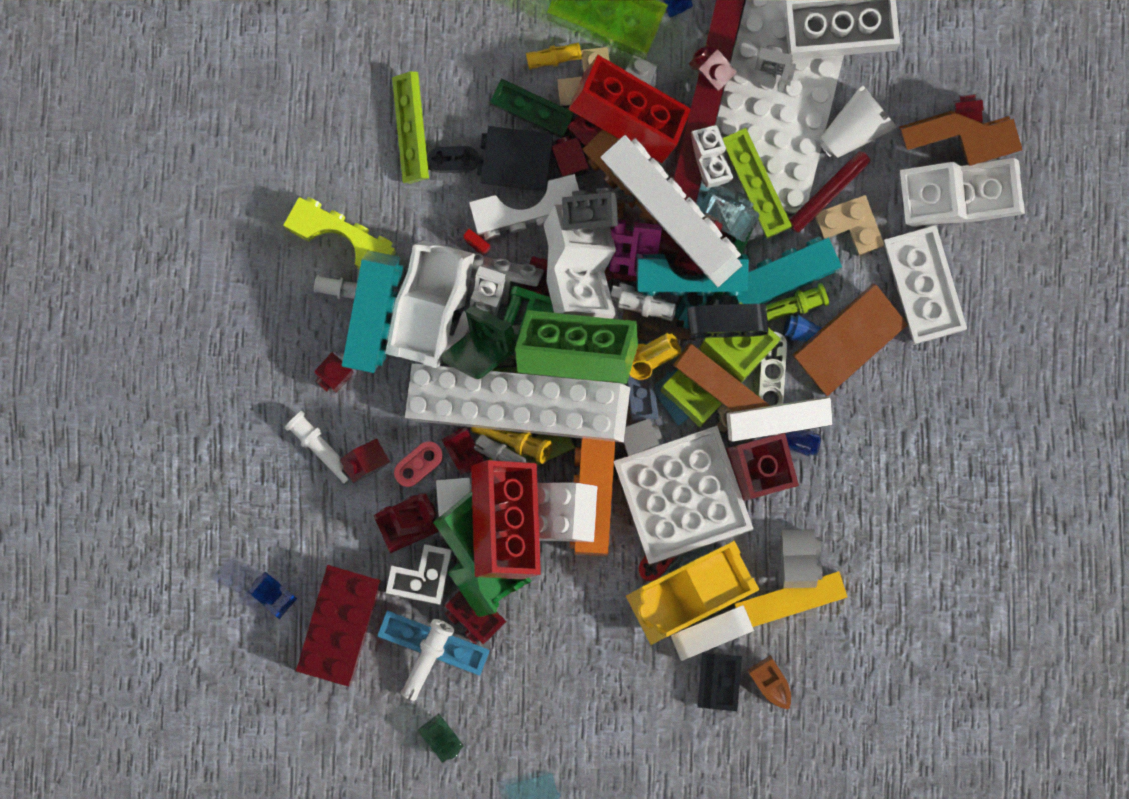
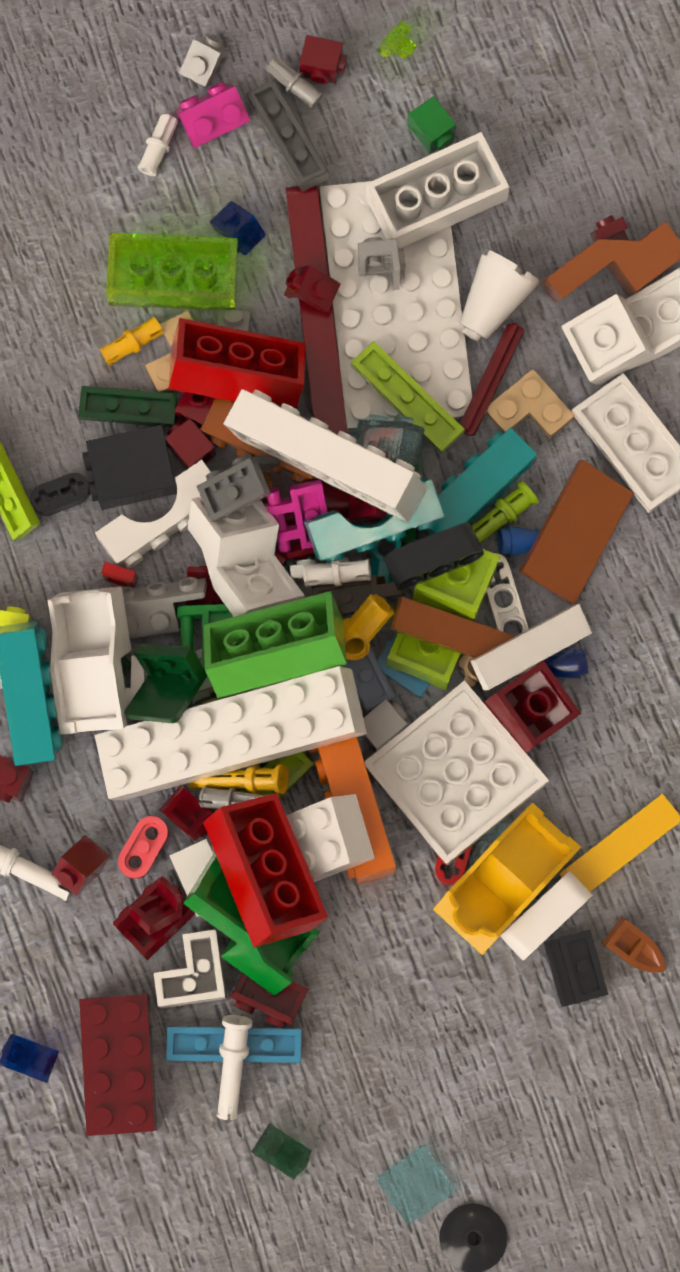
camera: 15 degrees left, 5 degrees down
(488, 290) = (151, 620): white slope -> none
(709, 156) = (344, 385): white slope -> none
(799, 558) = (613, 795): light grey brick -> none

